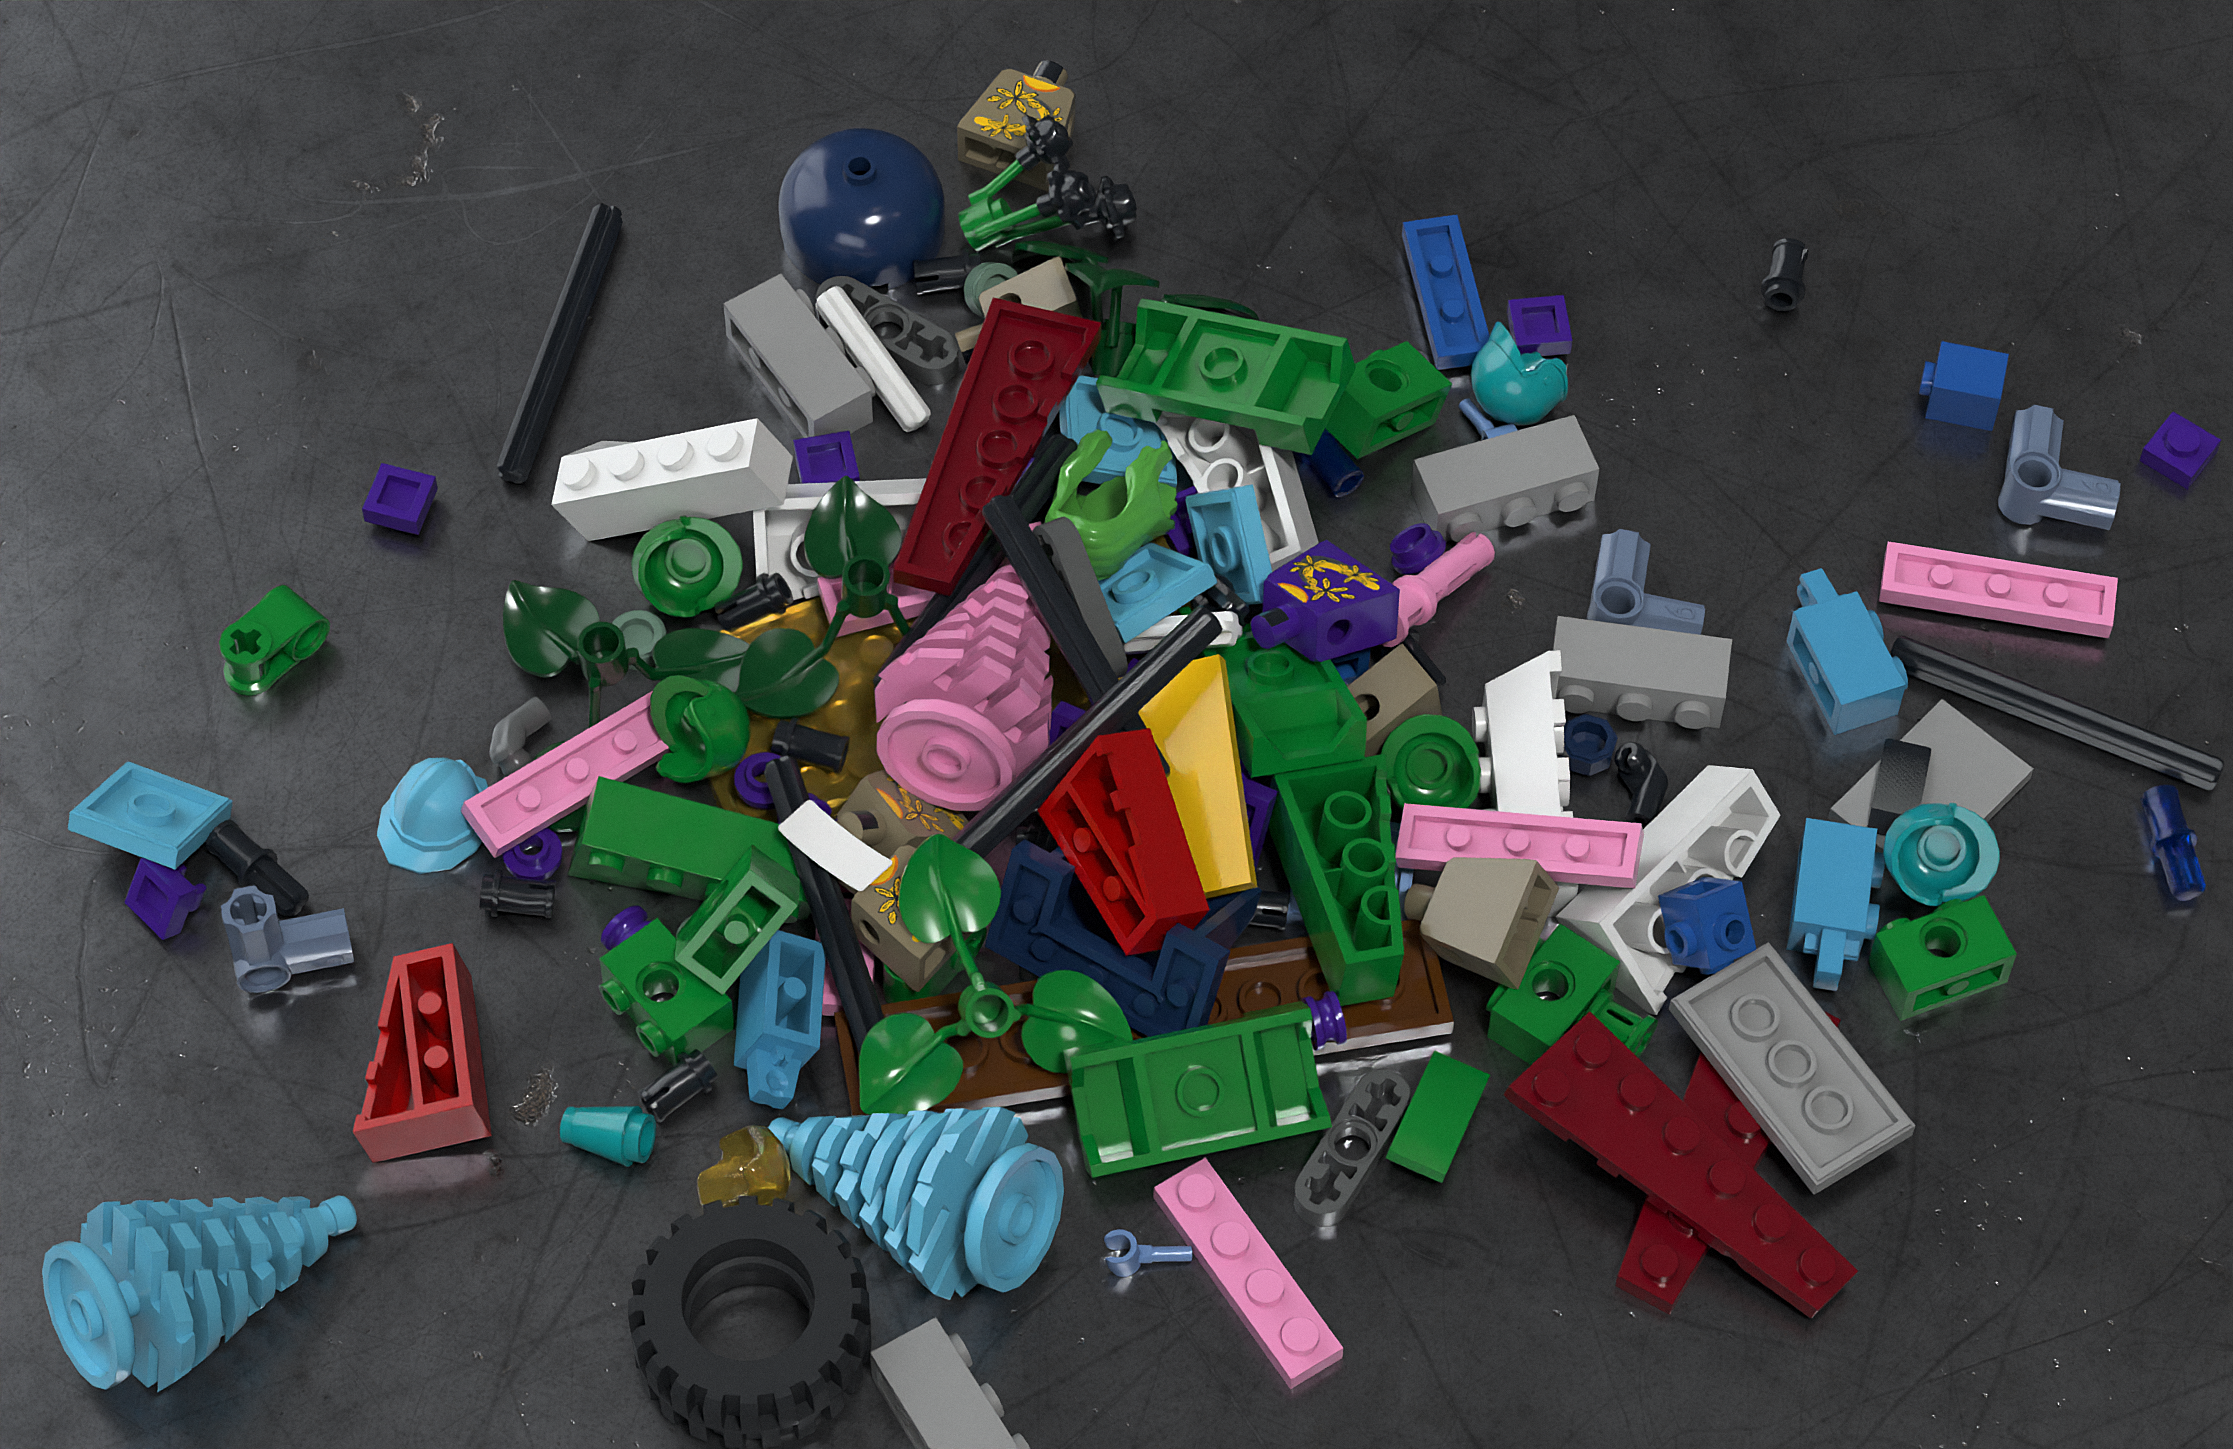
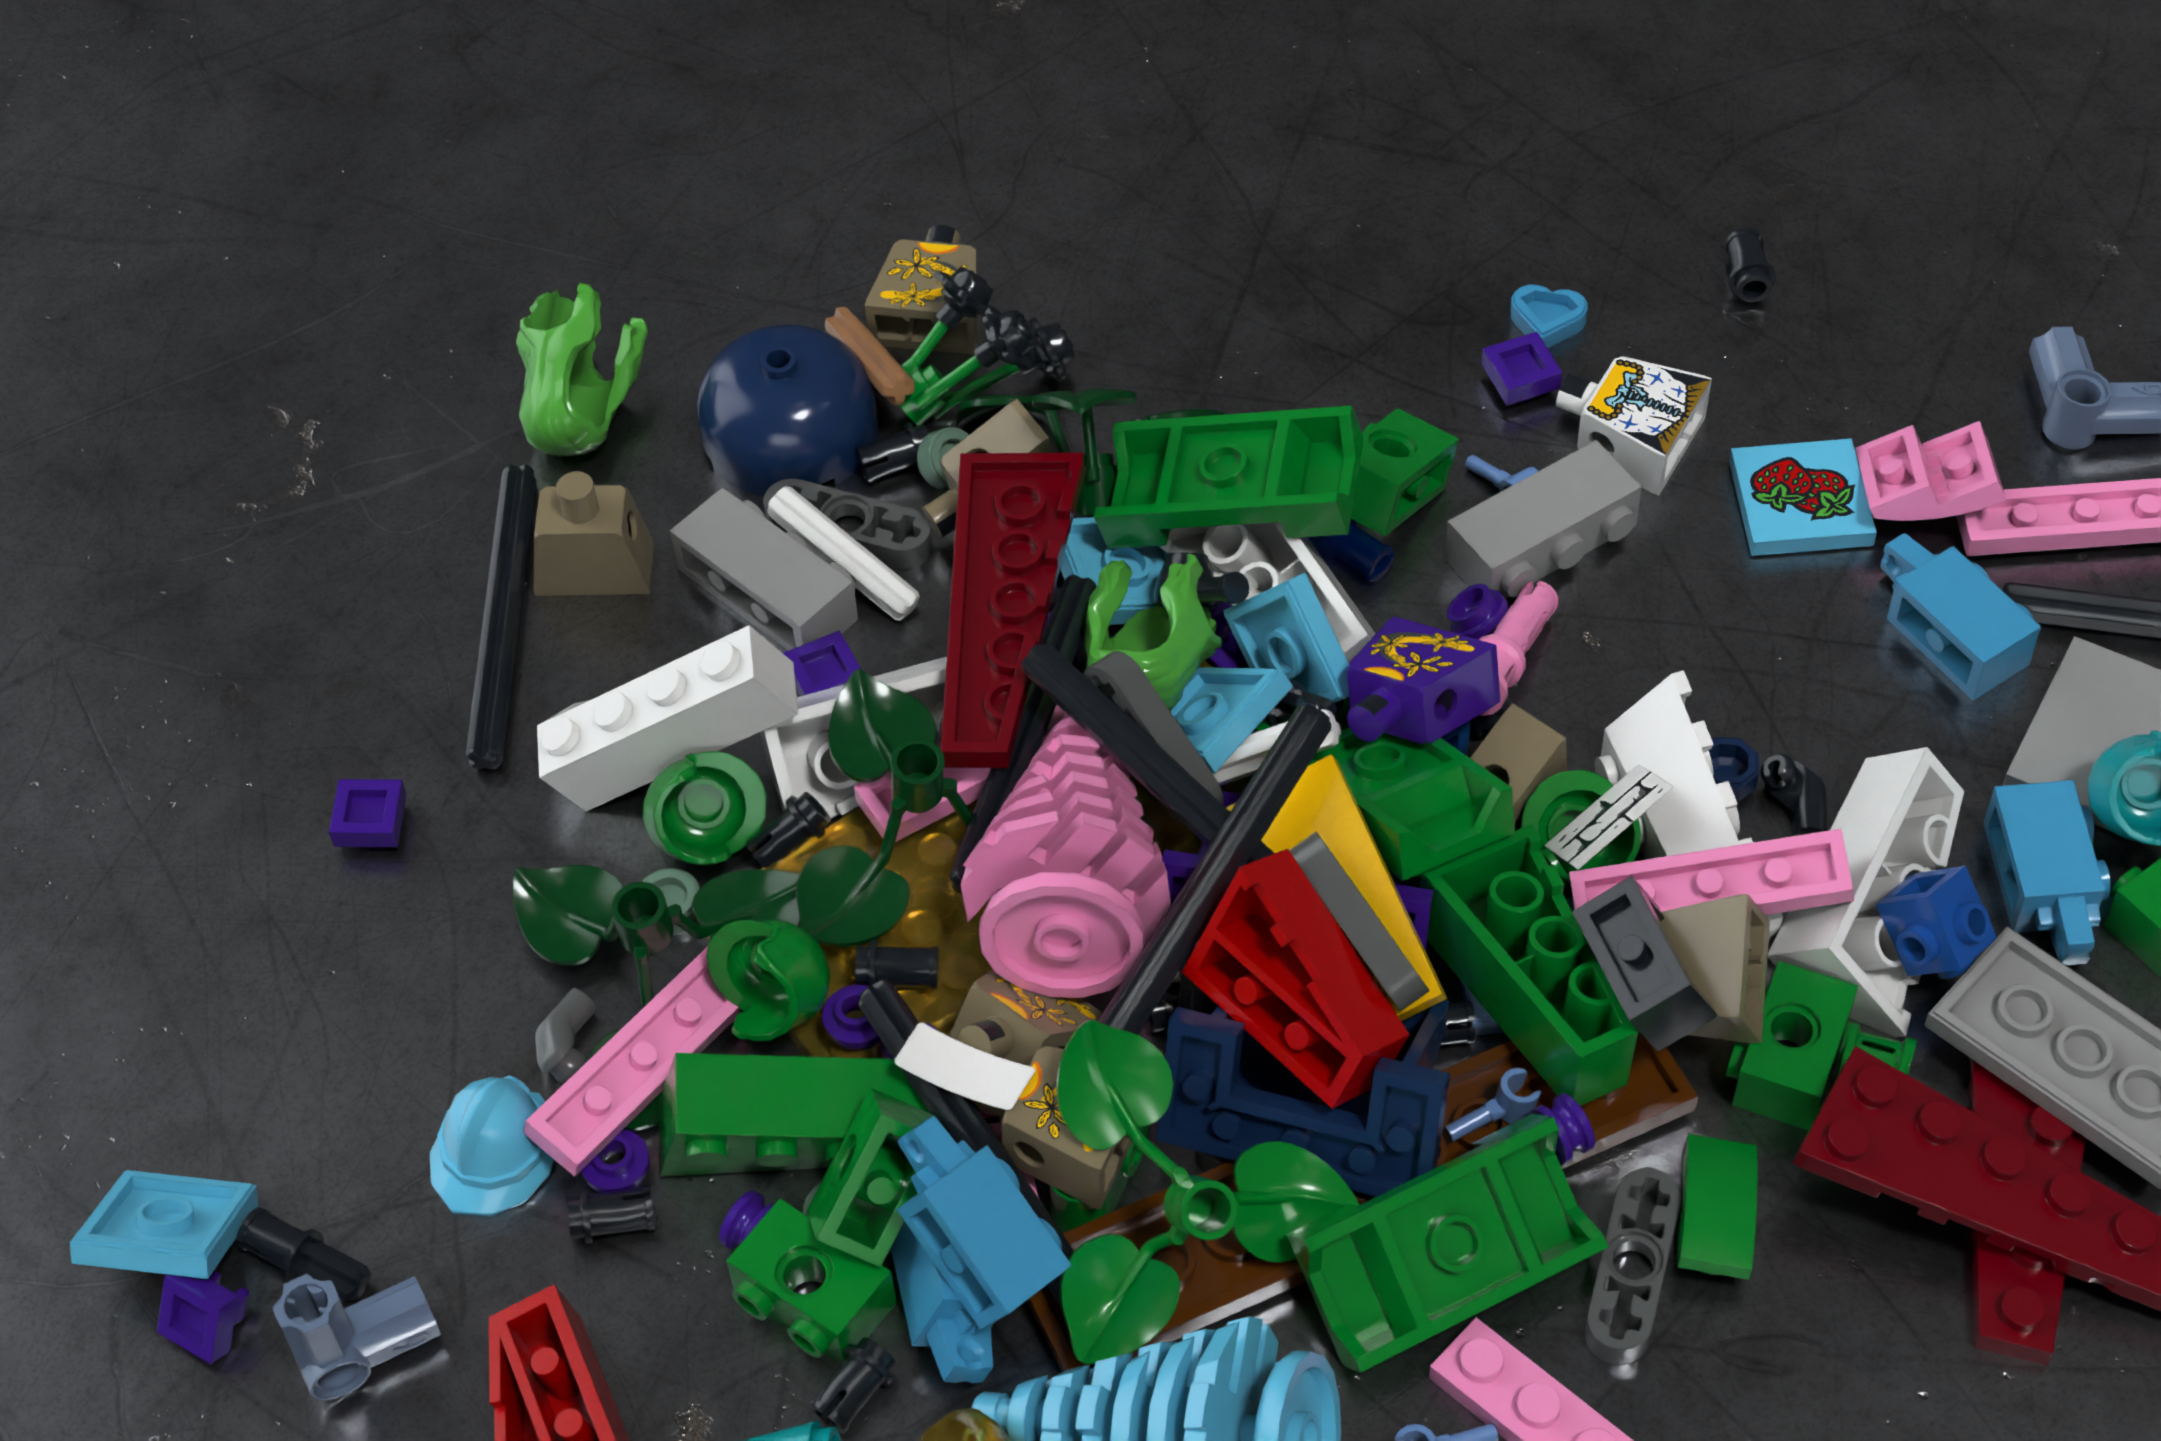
camera: 10 degrees left, 5 degrees down
(271, 635) = (260, 993): green piece -> none
(653, 295) = (590, 540): none -> dark tan torso
(668, 143) = (564, 397): none -> bright green hair
(805, 978) = (977, 1224): none -> dark azure hinge
(954, 186) = (878, 363): none -> medium nougat axle
(1177, 471) = (1228, 588): none -> black bar
(1196, 803) = (1359, 921): none -> dark grey beam
(1281, 989) = (1504, 1106): none -> medium blue hand
(1424, 898) = (1643, 964): none -> black panel
(1445, 290) = (1416, 356): blue plate -> none
(1455, 763) = (1608, 816): none -> white sticker
(1516, 385) = (1517, 426): teal helmet -> none
(1585, 279) = (1551, 314): none -> dark azure tile
(1620, 593) = (1715, 624): sand blue piece -> none
(1628, 400) = (1639, 415): none -> white torso
(1642, 672) = (1764, 678): light grey brick -> none
(1751, 510) = (1802, 497): none -> medium azure tile
(1868, 522) = (1929, 478): none -> bright pink slope
(1898, 782) = (2069, 733): black sticker -> none
(1964, 385) = (1971, 327): blue brick -> none

